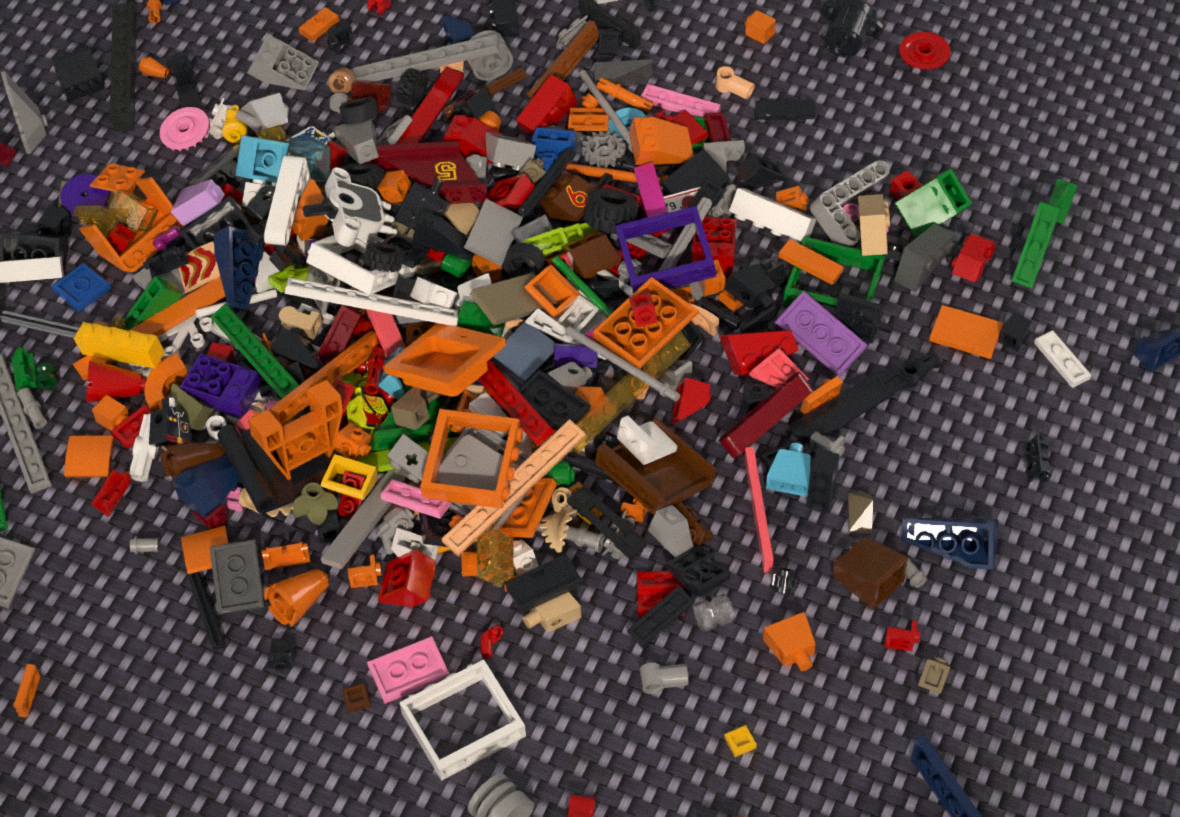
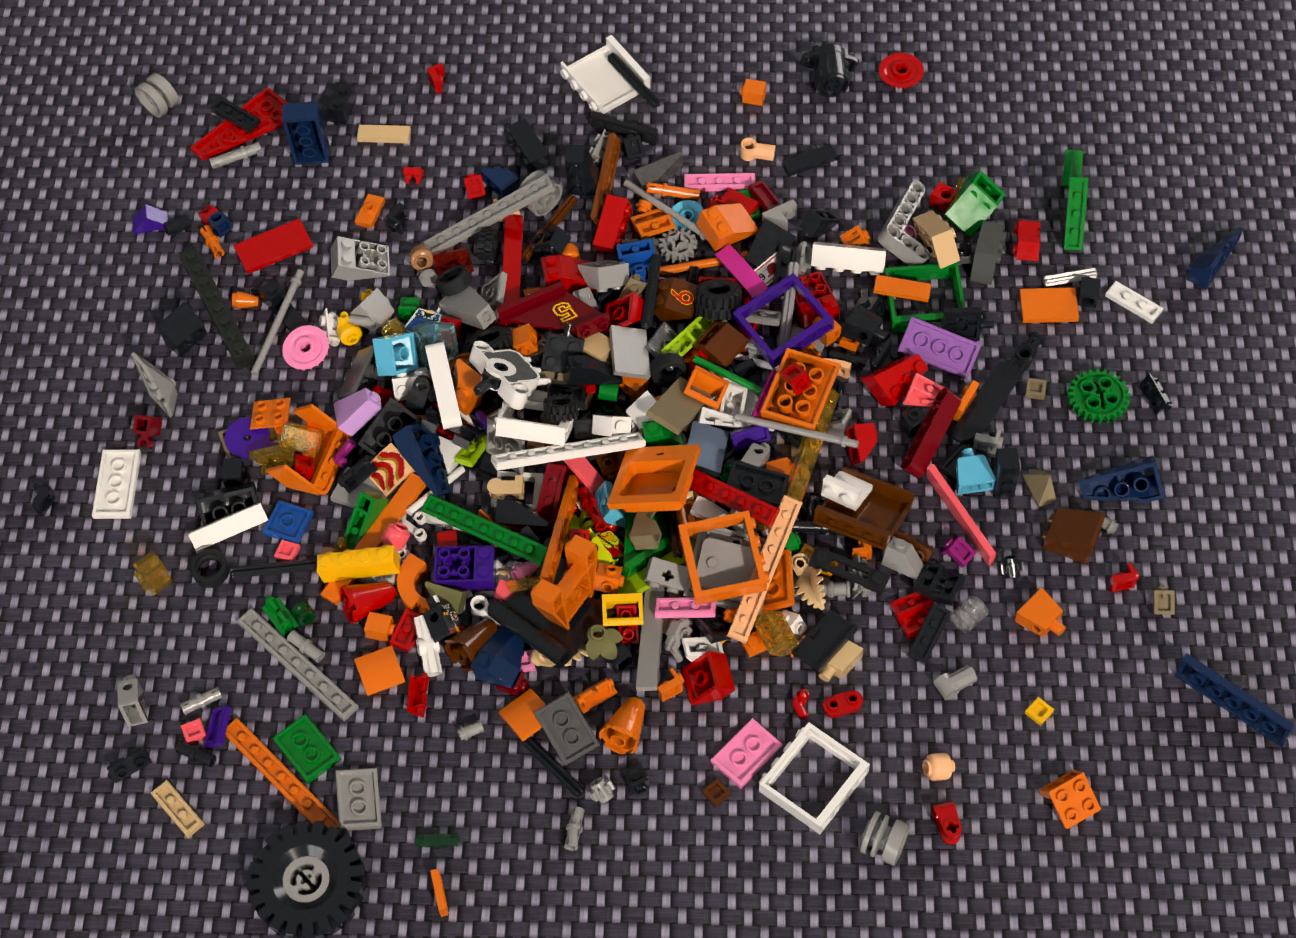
camera: 20 degrees left, 5 degrees up
(54, 639) = (437, 840): none -> clear green pin
(65, 313) = (287, 551): none -> coral tile
(171, 332) = (396, 534): none -> coral head
(193, 678) = (574, 828): none -> light grey pin
(208, 27) = (273, 246): none -> red tile
(208, 65) = (295, 282): none -> light grey bar
(239, 650) = (601, 790): none -> light grey gear
(306, 120) = (408, 307): none -> green bracket
(430, 31) = (474, 186): none -> red bracket
(533, 657) = (844, 705): none -> red plate
(537, 44) = (580, 171): none -> black wedge
(599, 756) = (938, 766): none -> light nougat head
(737, 545) = (958, 550): none -> magenta bracket
(907, 410) = (1035, 388): none -> dark tan plate
(991, 442) = (1112, 392): none -> green gear
(1003, 310) = (1068, 277): none -> axle

